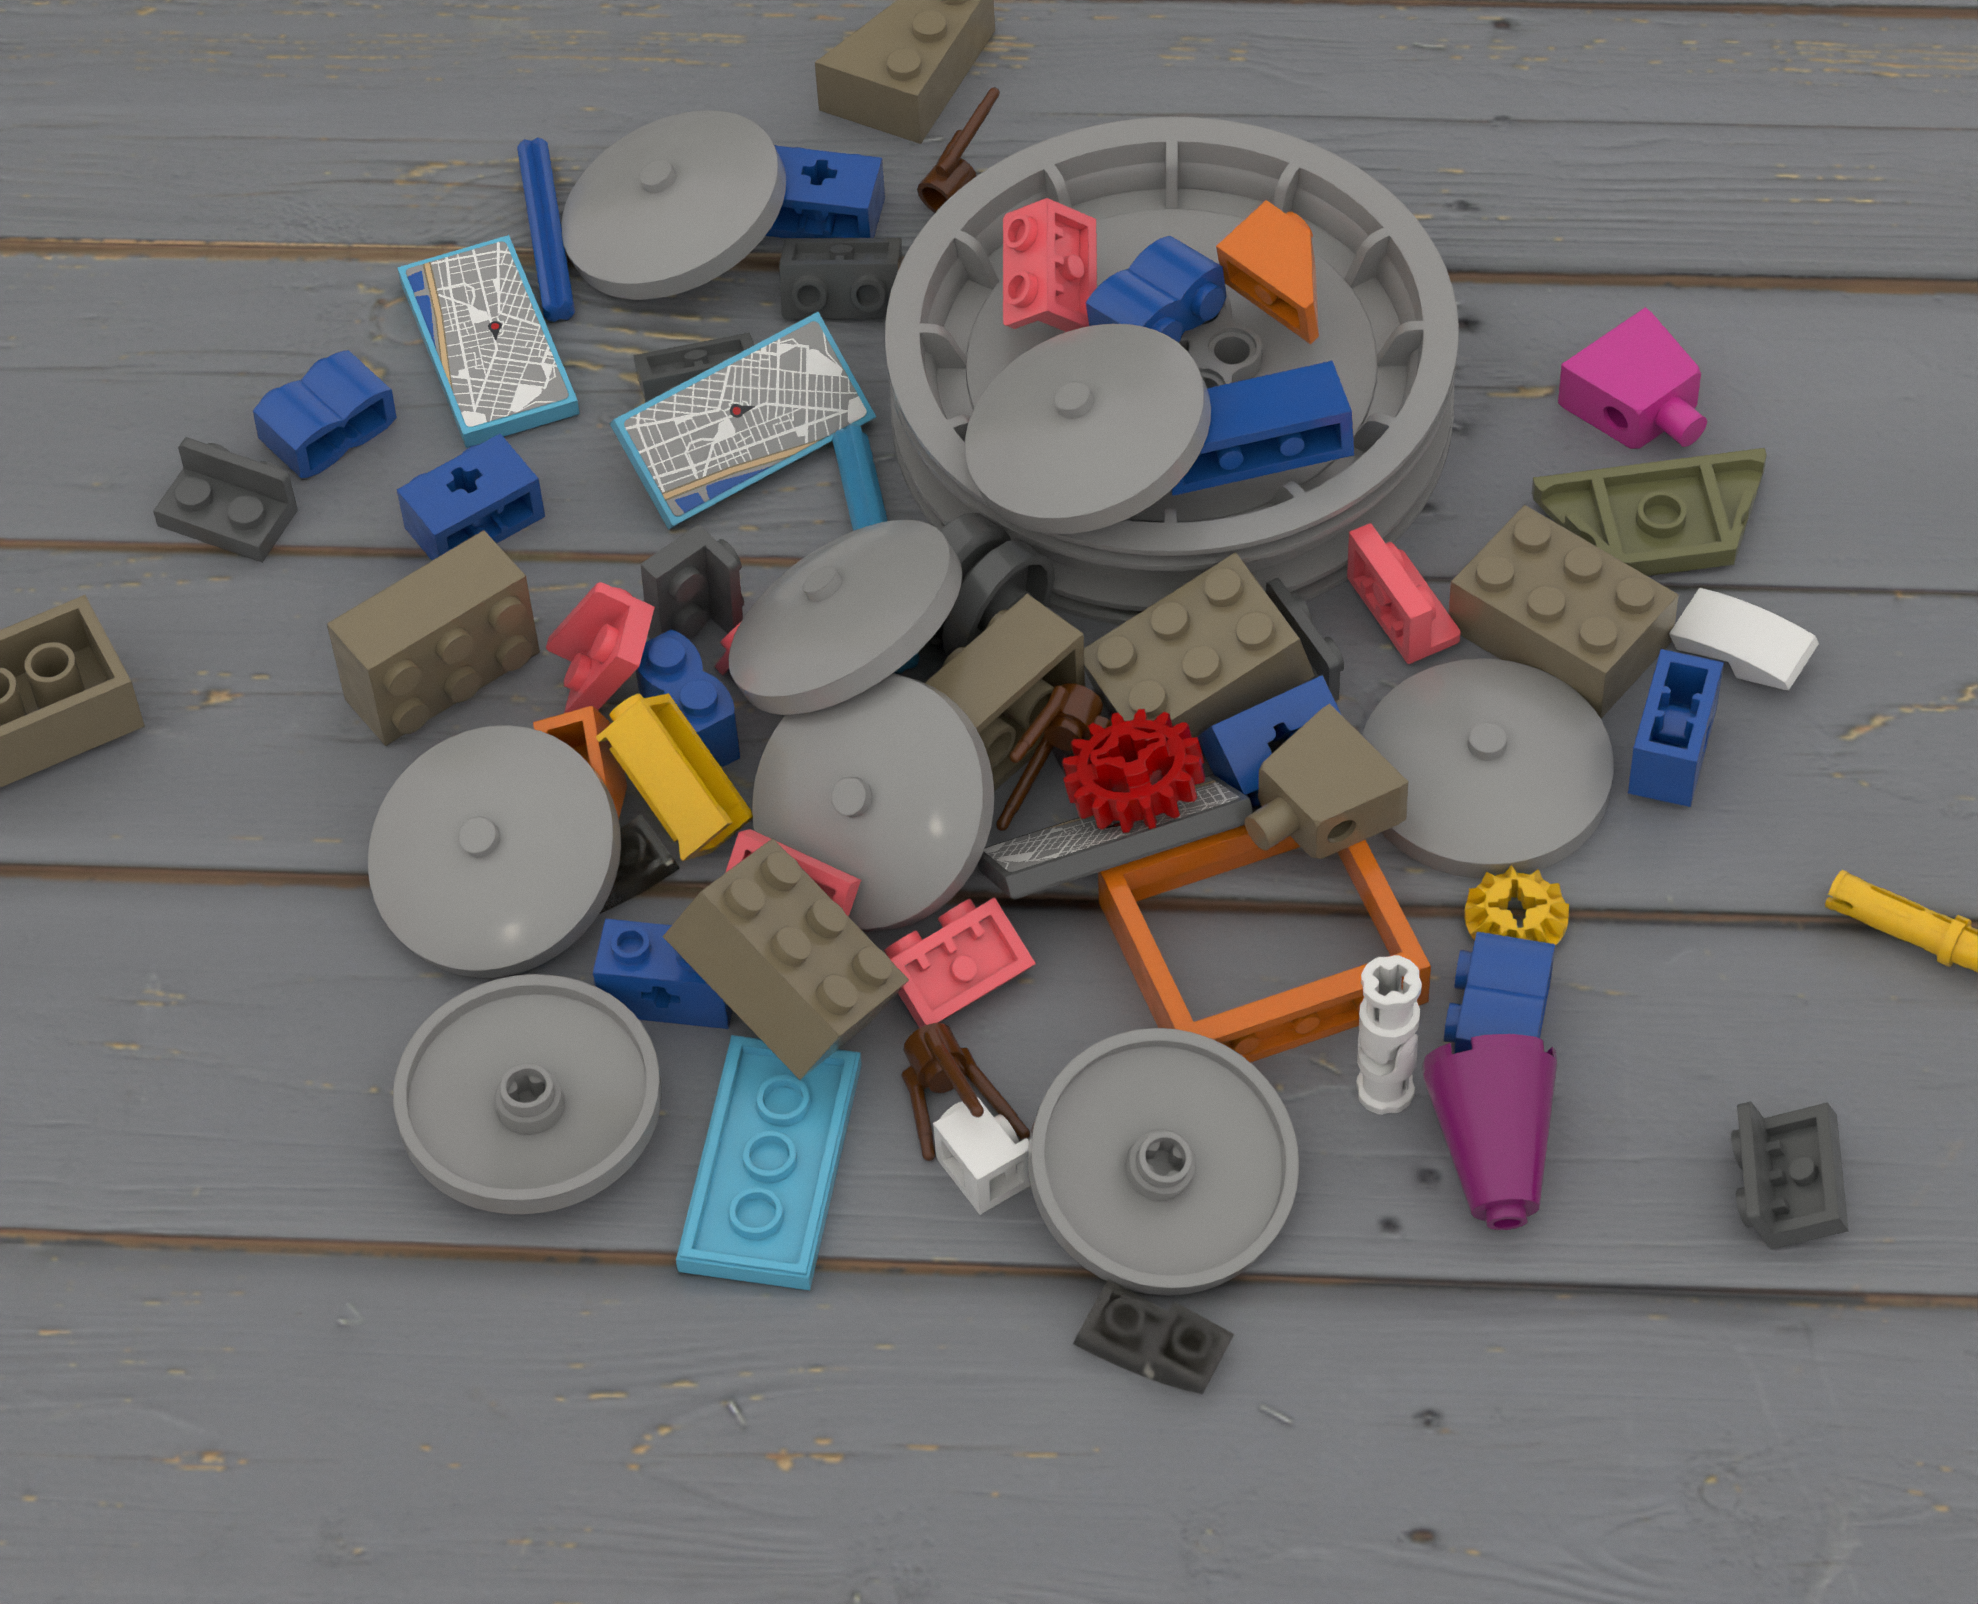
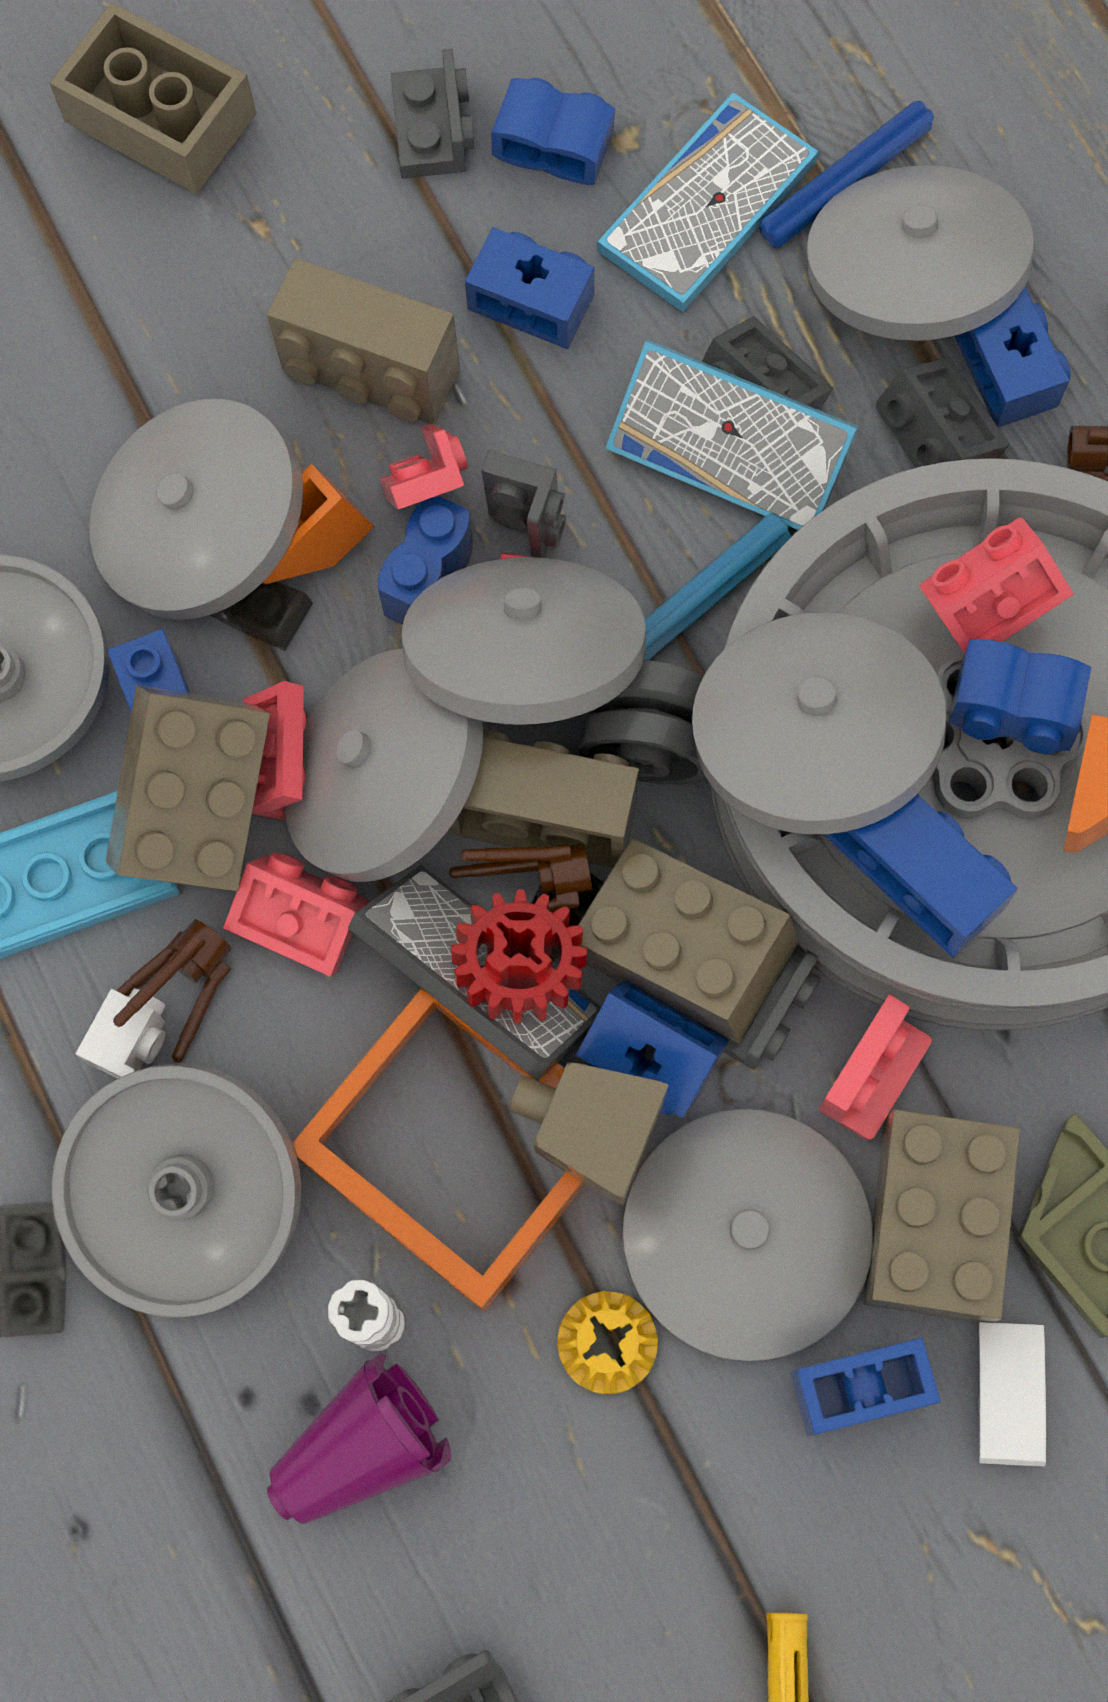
camera: 60 degrees right, 20 degrees up
(675, 774) = (333, 597): yellow window -> none
(1503, 987) = (496, 1382): blue brick -> none

